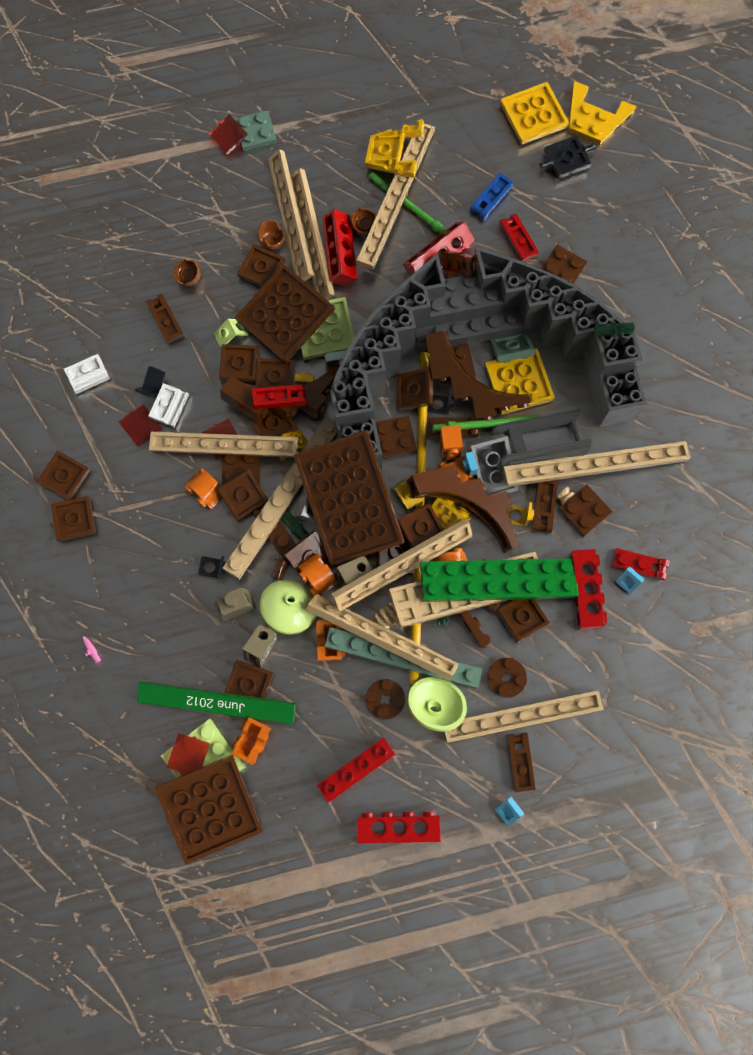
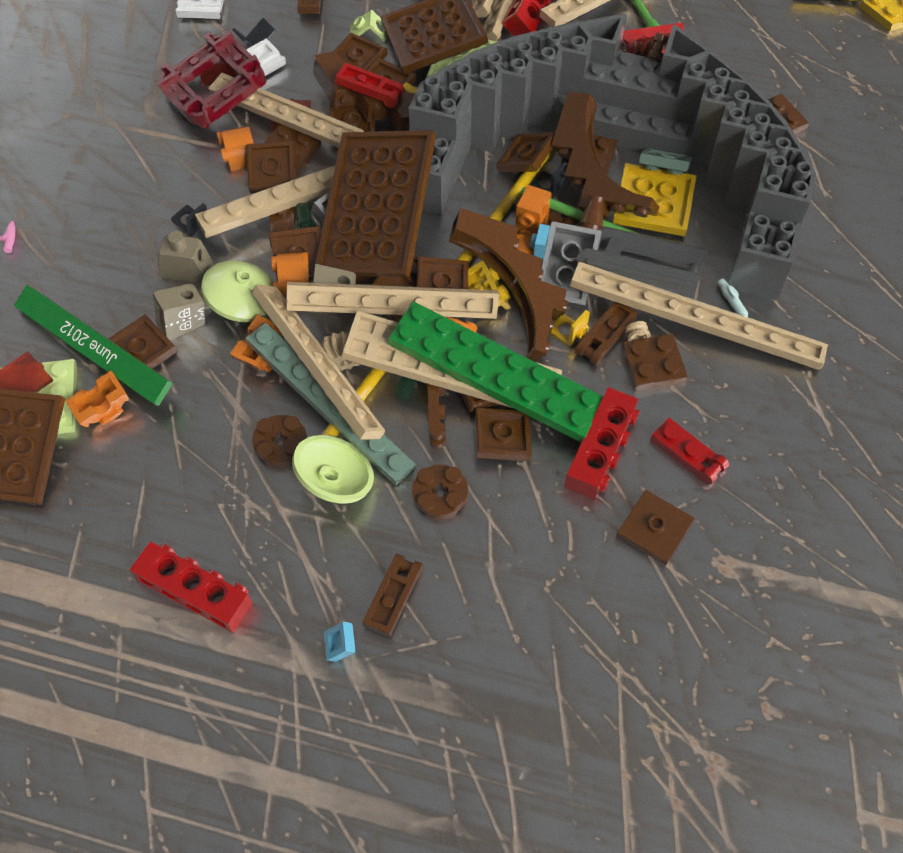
camera: 30 degrees right, 15 degrees down
(63, 475) = (108, 74): reddish brown plate -> none
(73, 518) = (87, 114): reddish brown plate -> none
(127, 432) = (218, 47): none -> dark red plate
(280, 566) = (260, 252): reddish brown pin -> none
(355, 770) = (189, 493): red brick -> none
(396, 437) = (475, 191): reddish brown plate -> none
(403, 492) = (446, 249): yellow bracket -> none
(492, 195) = (732, 24): blue plate -> none
(493, 426) = (593, 213): none -> reddish brown cone
(519, 237) = (742, 62): red plate -> none
(526, 716) = (433, 543): tan plate -> none
(567, 157) = (843, 23): black plate -> none
(604, 431) = (731, 295): none -> light aqua piece
(613, 329) = (790, 153): clear green axle -> none
(629, 580) = (664, 458): medium azure plate -> none
(647, 628) = (655, 527): none -> reddish brown plate

